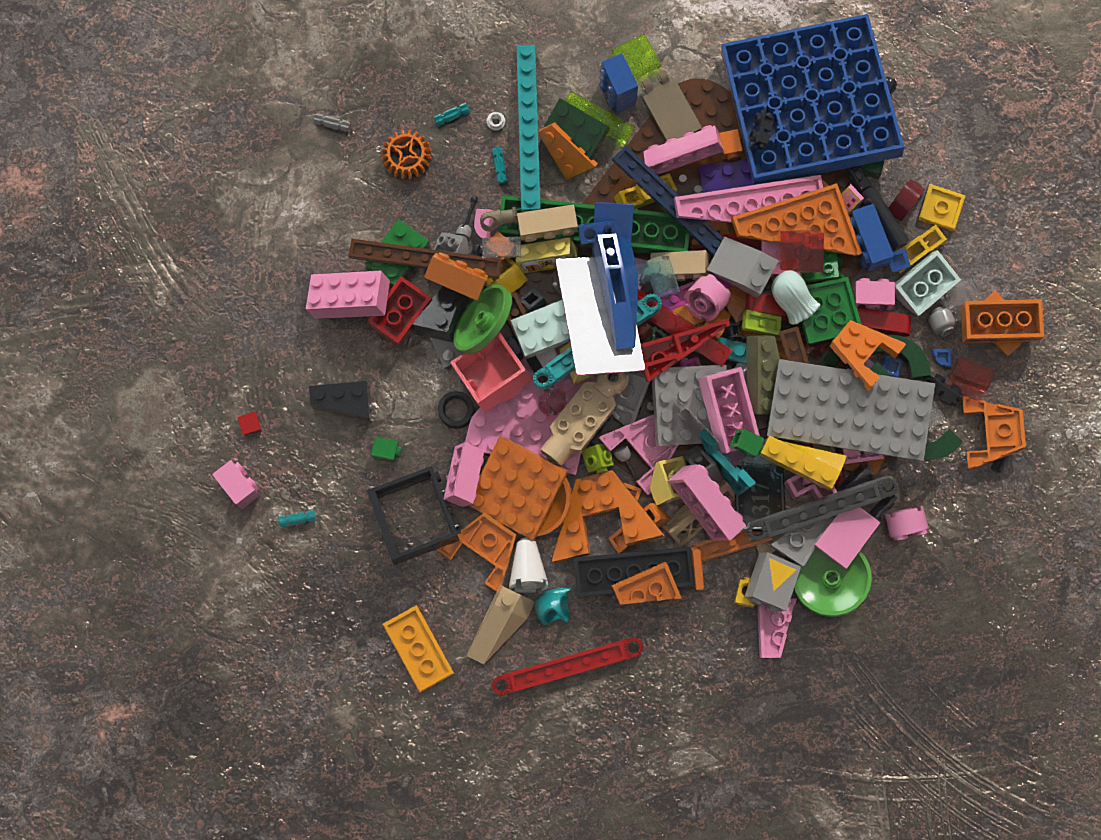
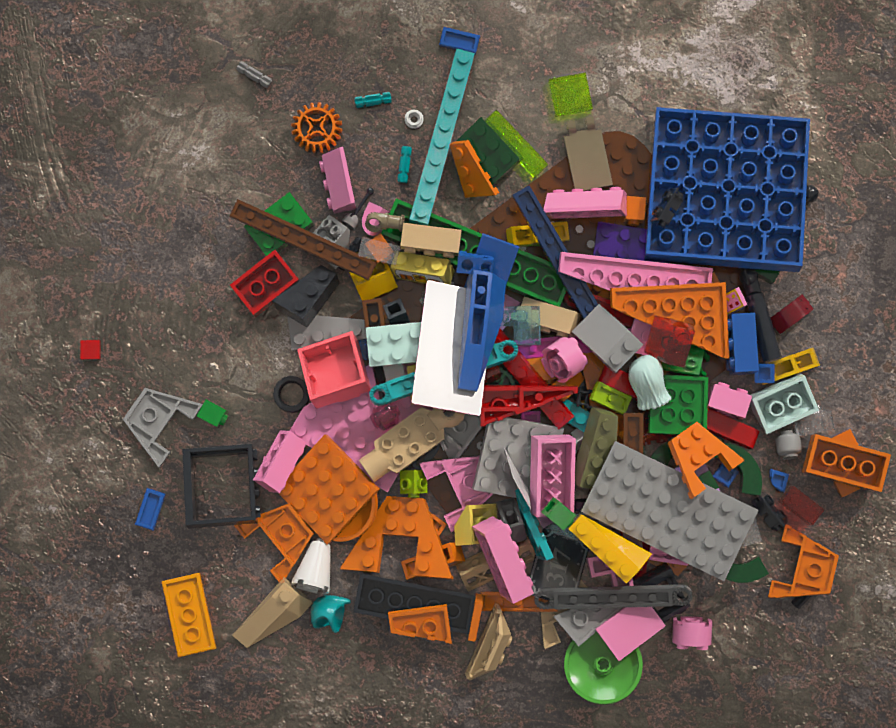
camera: 15 degrees right, 5 degrees up
(237, 486) = (60, 407): bright pink brick -> none
(297, 518) = (109, 455): teal axle -> none
(326, 469) = (151, 415): none -> light grey wing
(346, 399) = (186, 352): black wedge -> none
(348, 294) = (218, 253): bright pink brick -> none
(351, 558) = (150, 509): none -> blue tile
(441, 197) = (337, 181): none -> bright pink slope
(456, 275) = (327, 267): orange brick -> none
(482, 319) = (340, 317): bright green dish -> none
(516, 36) = (457, 39): none -> blue tile
(567, 666) = (325, 673): red plate -> none
(618, 83) = (543, 118): blue brick -> none
(623, 454) = (439, 486): light grey hinge -> none
(719, 591) = (491, 645): none -> tan wedge
(739, 597) = (517, 663): yellow brick -> none
(772, 582) = (544, 653): light grey brick -> none
(773, 630) = (534, 690): bright pink wing -> none
(941, 207) = (824, 331): yellow tile -> none

